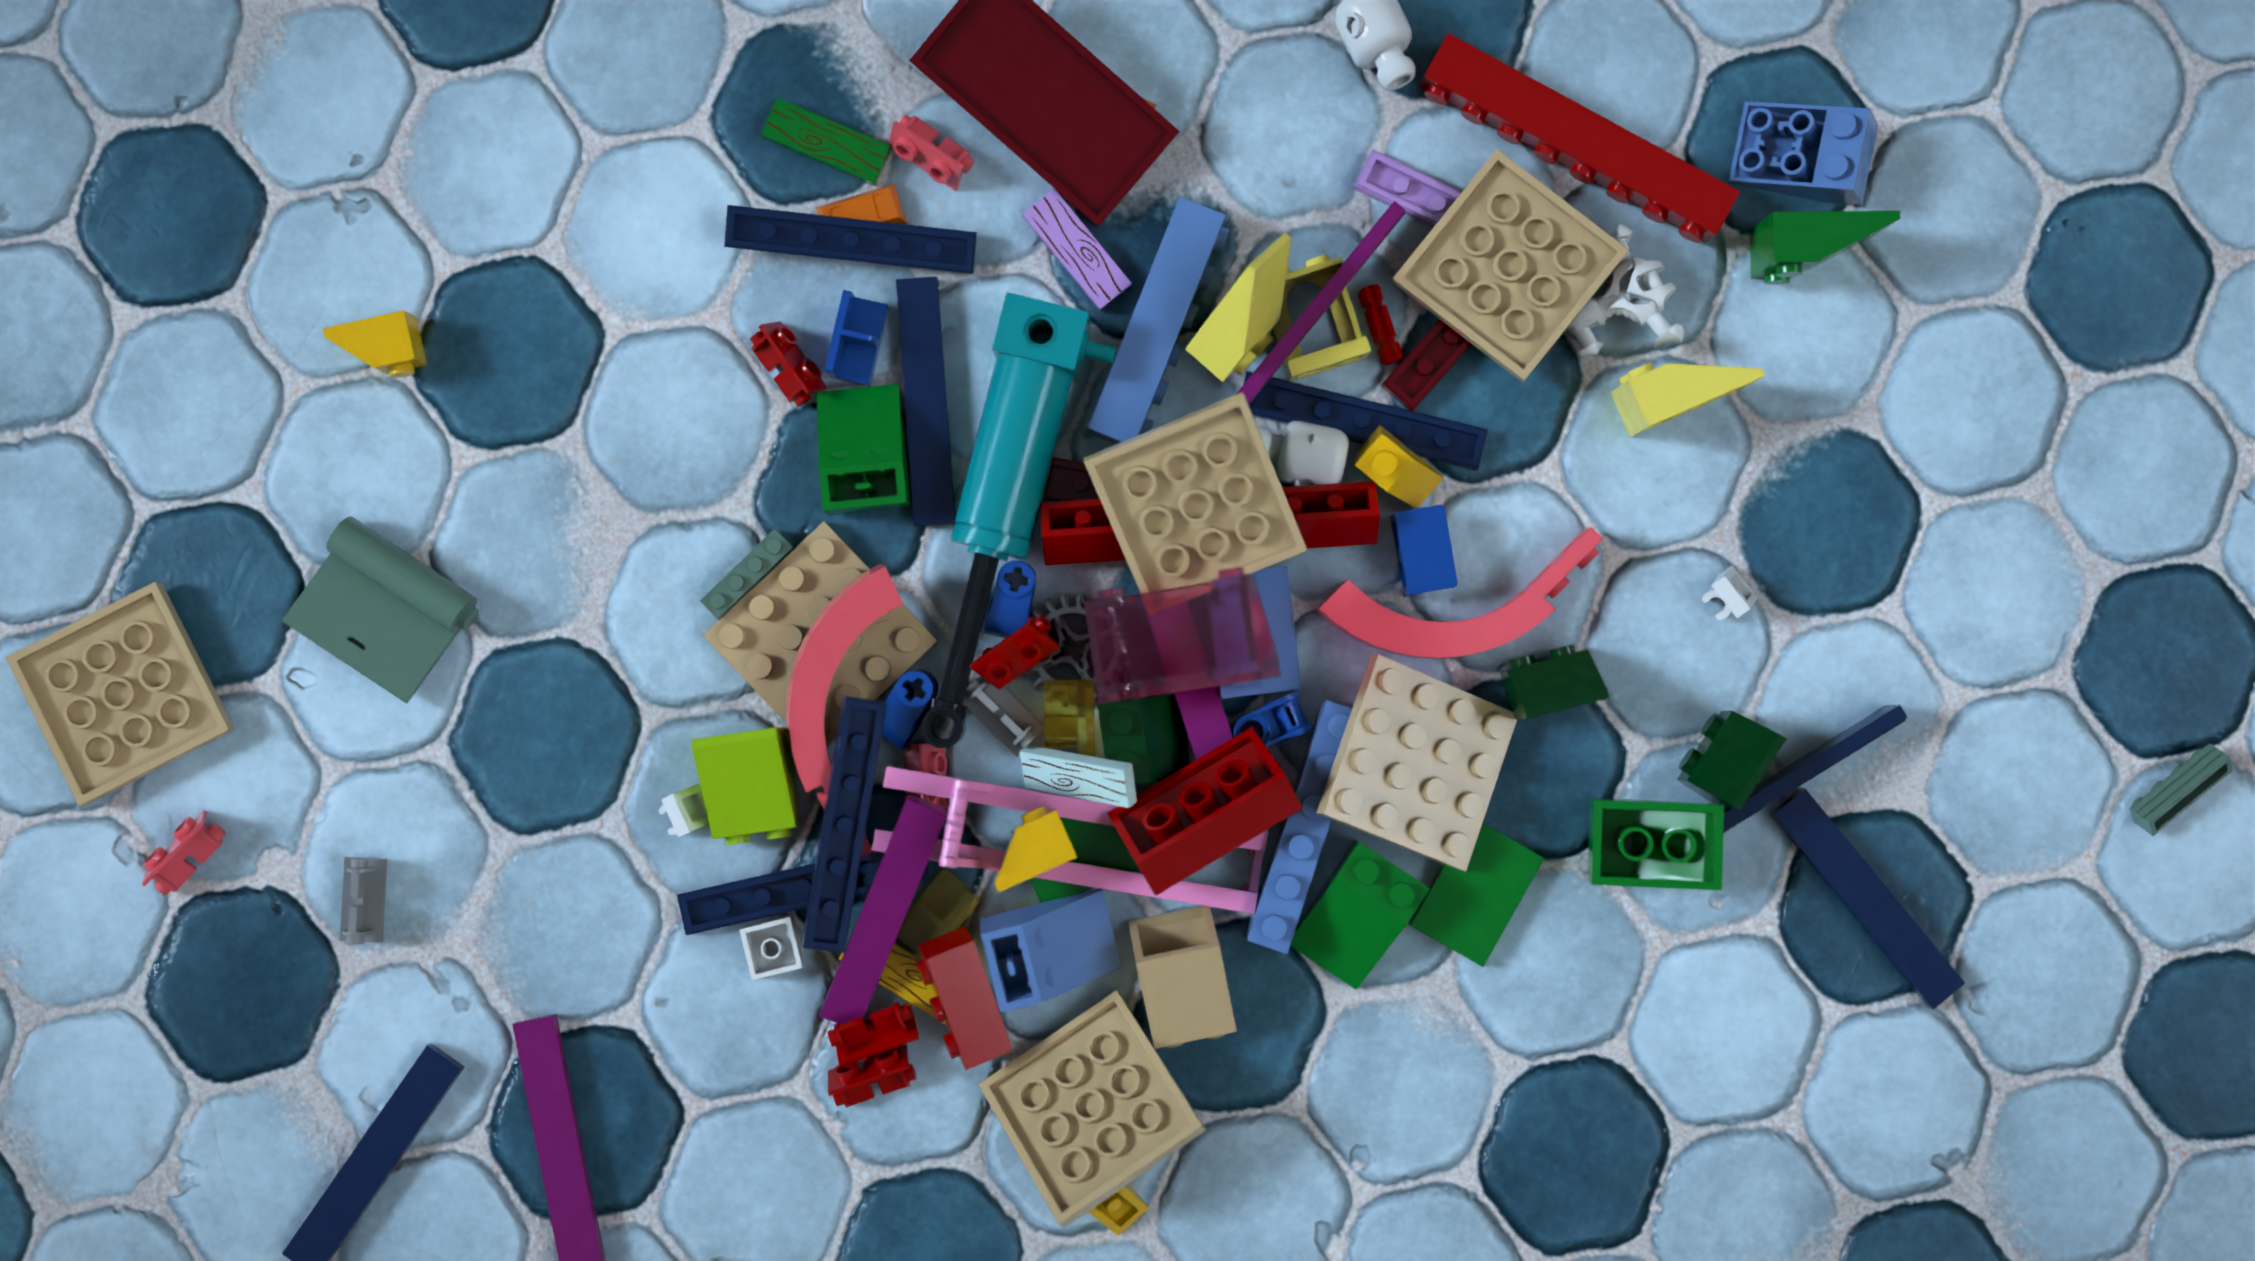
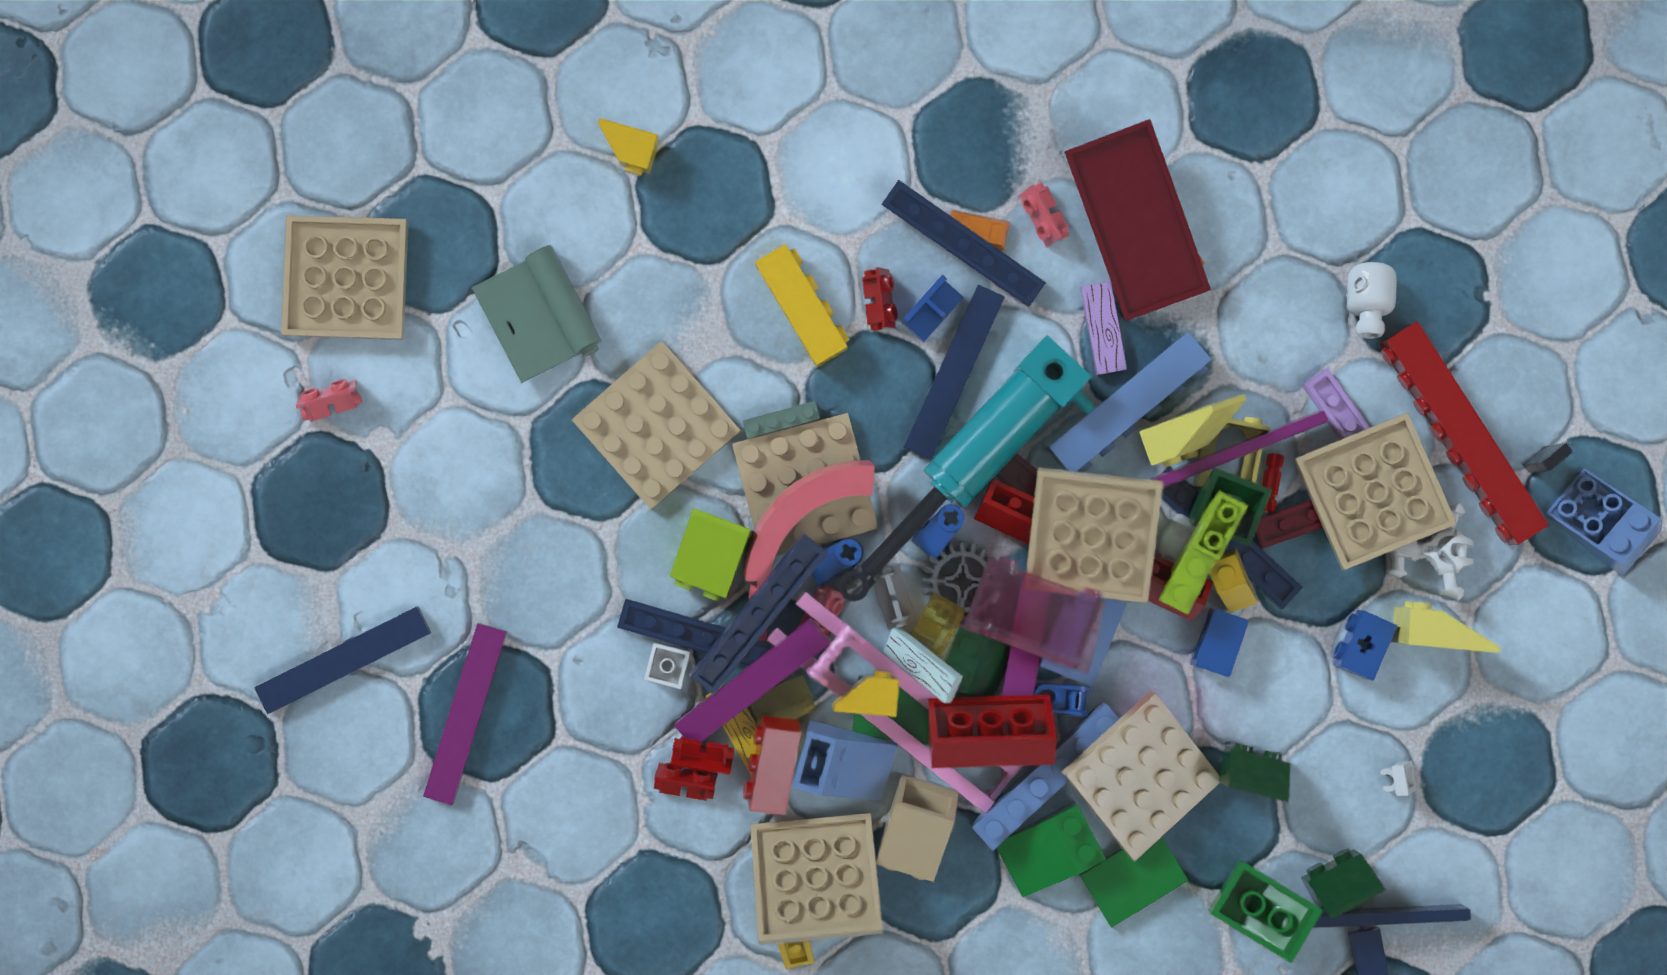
camera: 30 degrees right, 0 degrees up
(363, 900) = (425, 492): light grey hinge -> none
(600, 664) = (656, 425): none -> tan plate
(685, 811) = (661, 549): white tile -> none
(695, 422) = (801, 305): none -> yellow brick
(826, 141) = (981, 171): green tile -> none
(862, 450) = (897, 381): green slope -> none
(1016, 653) = (926, 566): red hinge -> none
(1339, 451) = (1201, 551): none -> lime slope
(1344, 378) = (1240, 489): none -> dark green slope
(1416, 638) = (1173, 686): coral arch -> none
(1607, 437) = (1376, 634): none -> blue brick
(1694, 111) = (1548, 458): none -> black tile
(1799, 240) = (1563, 576): green slope -> none

